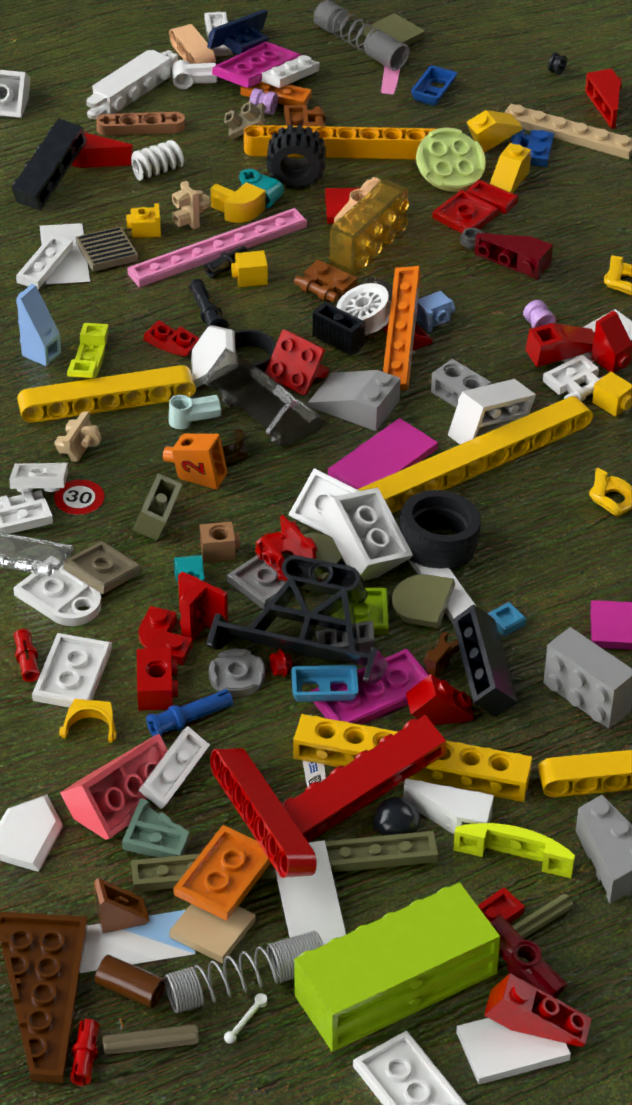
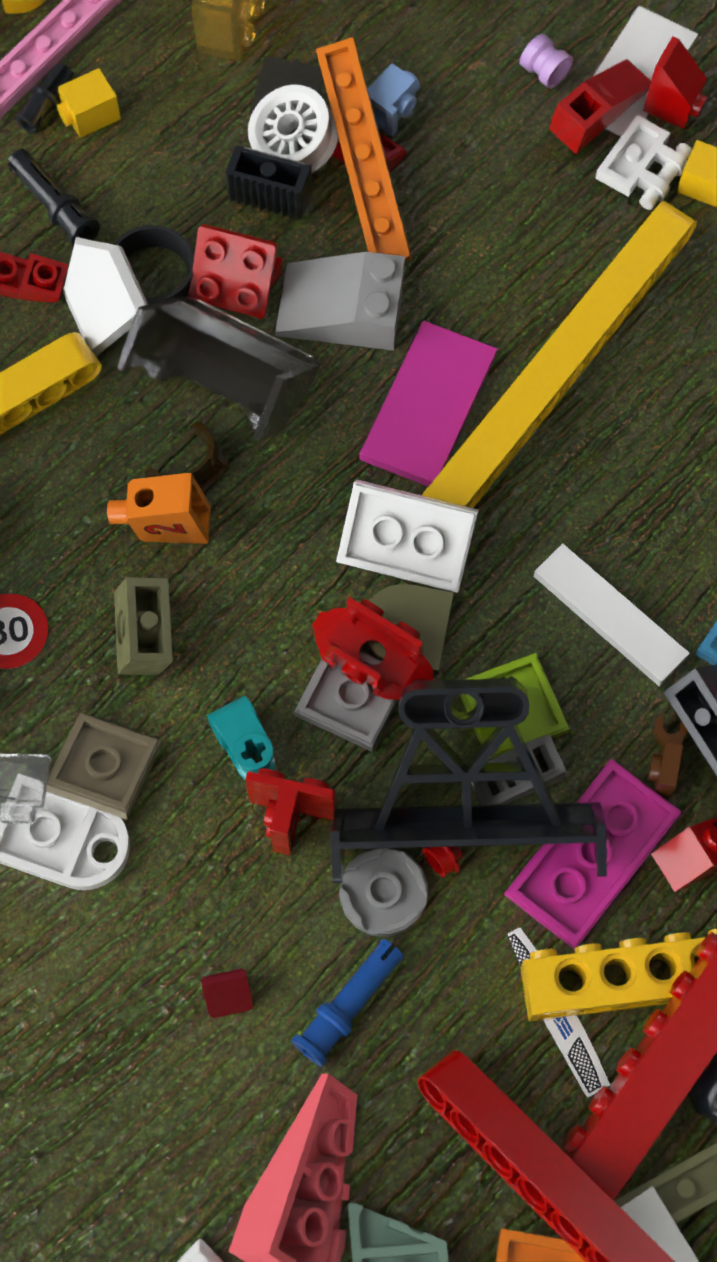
camera: 20 degrees left, 25 degrees up
(28, 666) = (75, 1007): red pin -> none
(71, 670) = (139, 981): white tile -> none
(89, 708) = (210, 1051): yellow helmet -> none
(120, 686) = (227, 993): none -> dark red slope
(155, 633) = (237, 872): red plate -> none
(155, 680) = (274, 985): red brick -> none
(174, 767) = (371, 1120): white plate -> none
(185, 410) = (118, 407): light aqua piece -> none
(218, 542) = (254, 673): medium nougat brick -> none
(324, 677) = (520, 867): dark azure piece -> none
(326, 281) = (211, 81): dark orange plate -> none
(366, 532) = (478, 577): white slope -> none
(423, 599) = (597, 659): olive tile -> none
(445, 510) = (582, 483): black tyre -> none
(453, 379) = (485, 240): light grey brick -> none
(489, 408) = (550, 267): white wedge -> none

